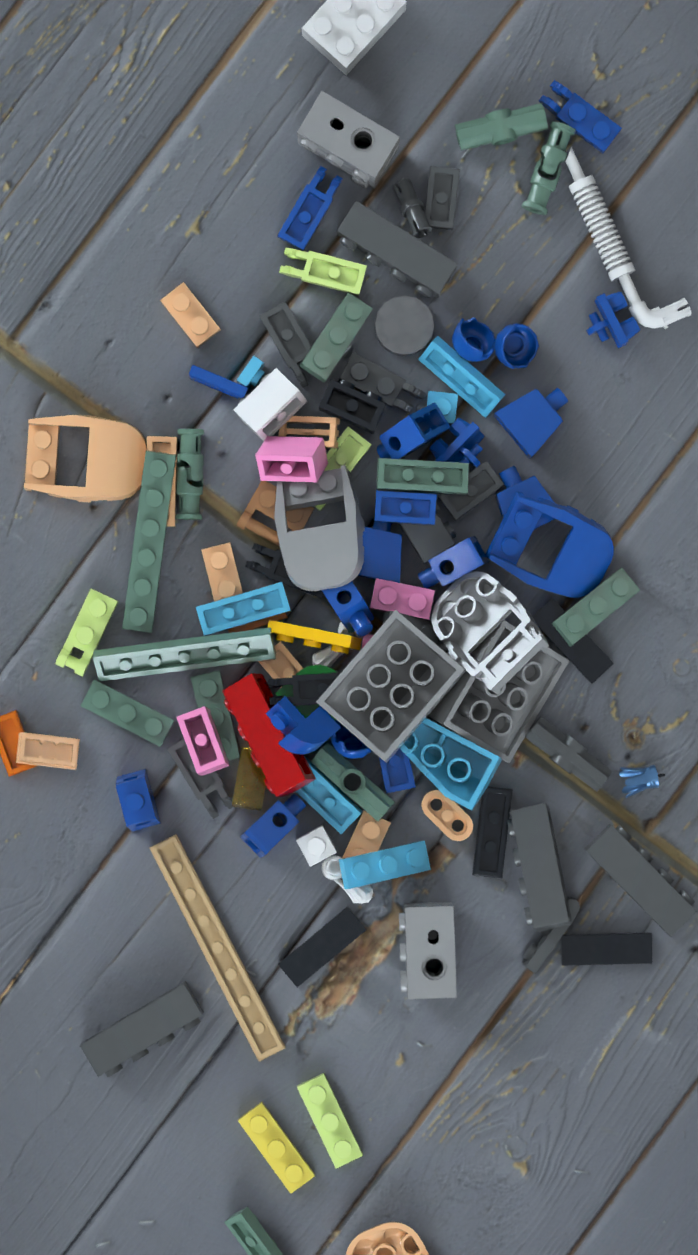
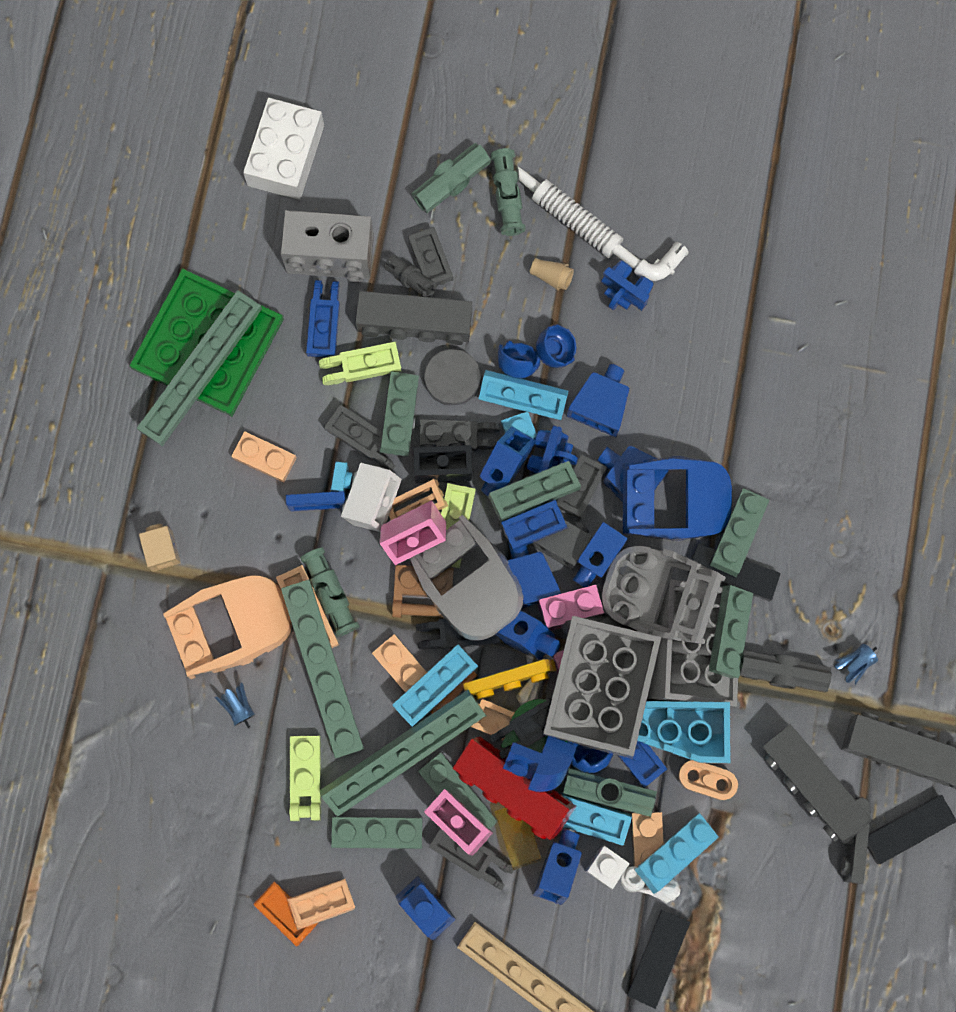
camera: 30 degrees left, 10 degrees down
(53, 354) = (159, 547): none -> tan brick
(56, 541) = (238, 710): none -> flat silver piece
(170, 202) = (199, 368): none -> sand green plate
(189, 177) = (181, 325): none -> green plate
(428, 936) = (752, 897): light grey piece -> none
(492, 832) = (755, 776): black tile -> none
(538, 693) = (731, 632): none -> sand green plate
(550, 271) = (553, 273): none -> tan cone
(583, 117) = (525, 142): blue hinge -> none

